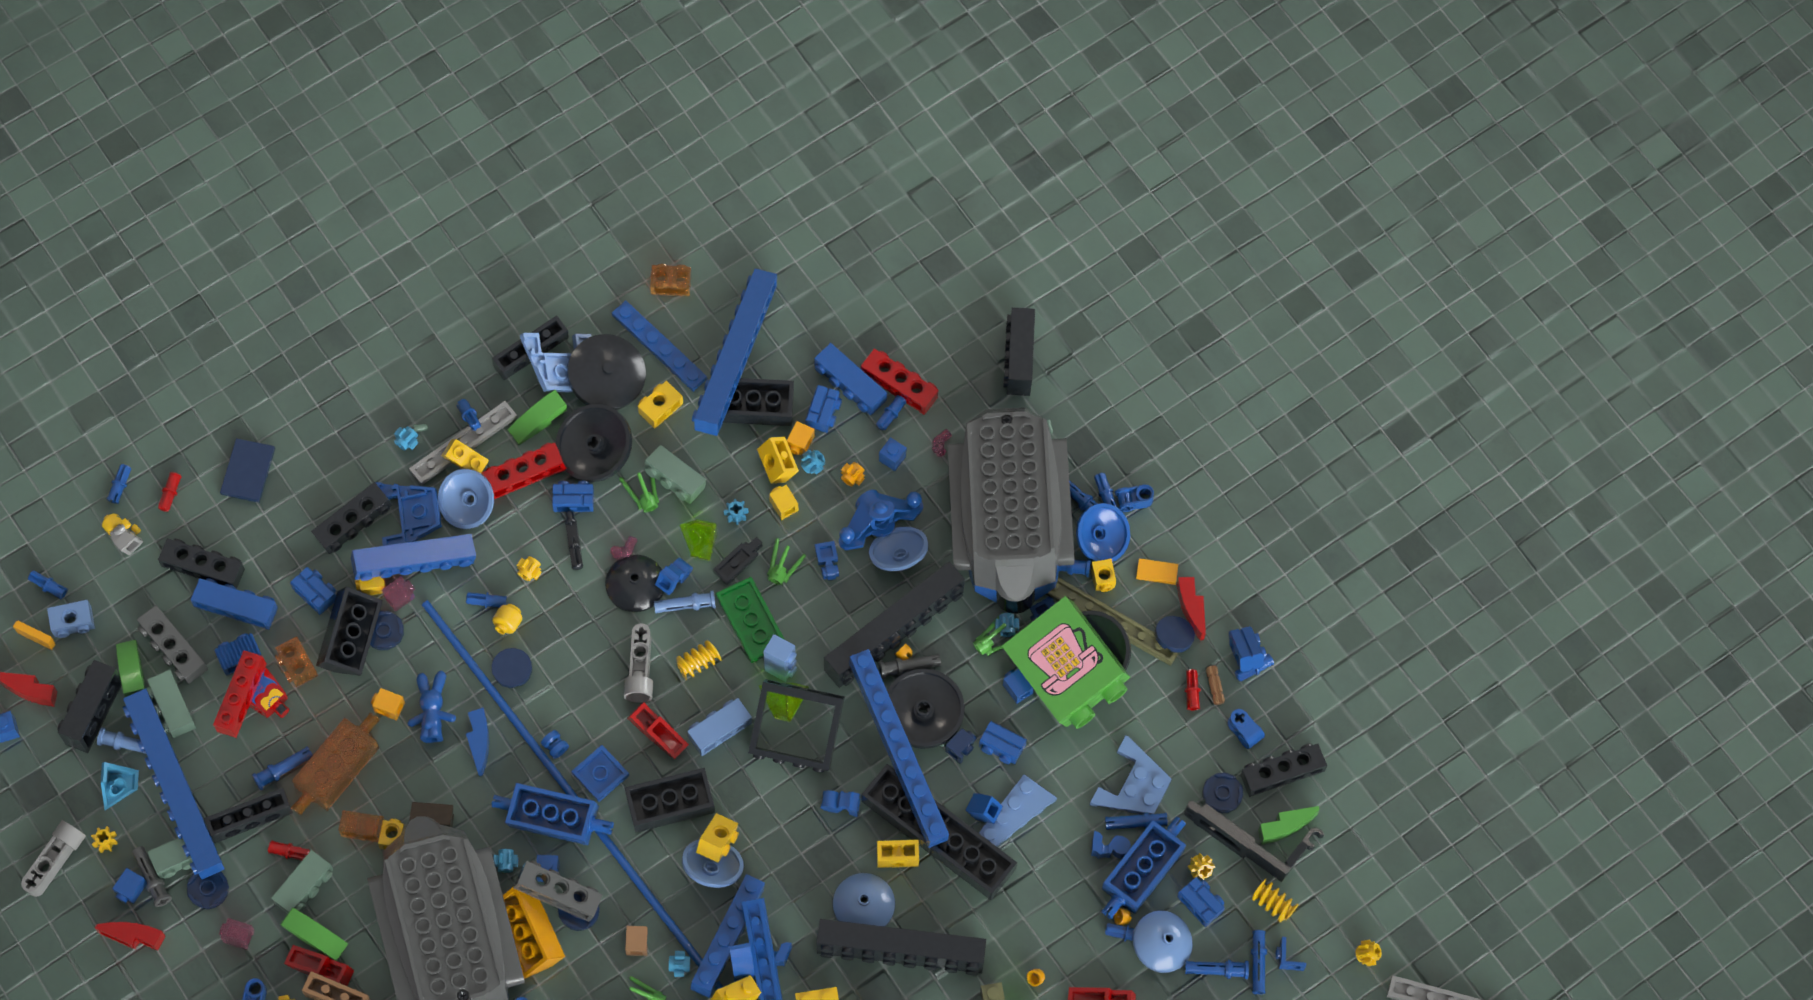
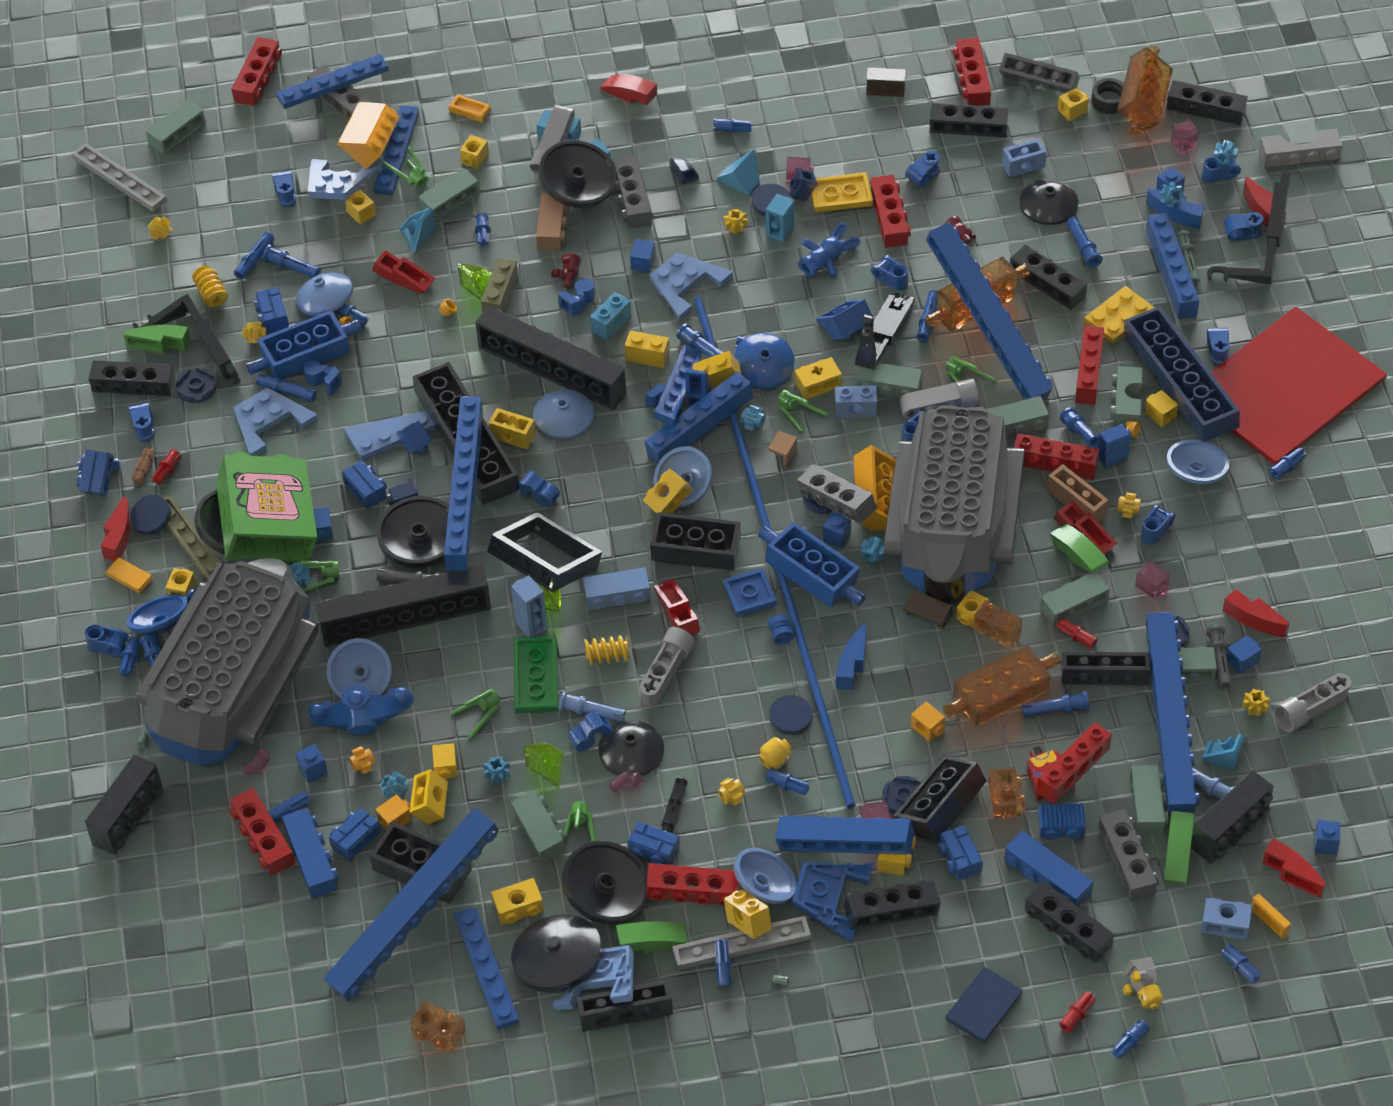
camera: 150 degrees left, 15 degrees down
(406, 438) = (800, 966): dark azure gear -> none
(431, 704) = (886, 703): blue animal -> none
(737, 560) = (519, 726): black hinge -> none
(827, 555) = (432, 697): blue plate -> none
(1281, 955) = (231, 250): blue bracket -> none

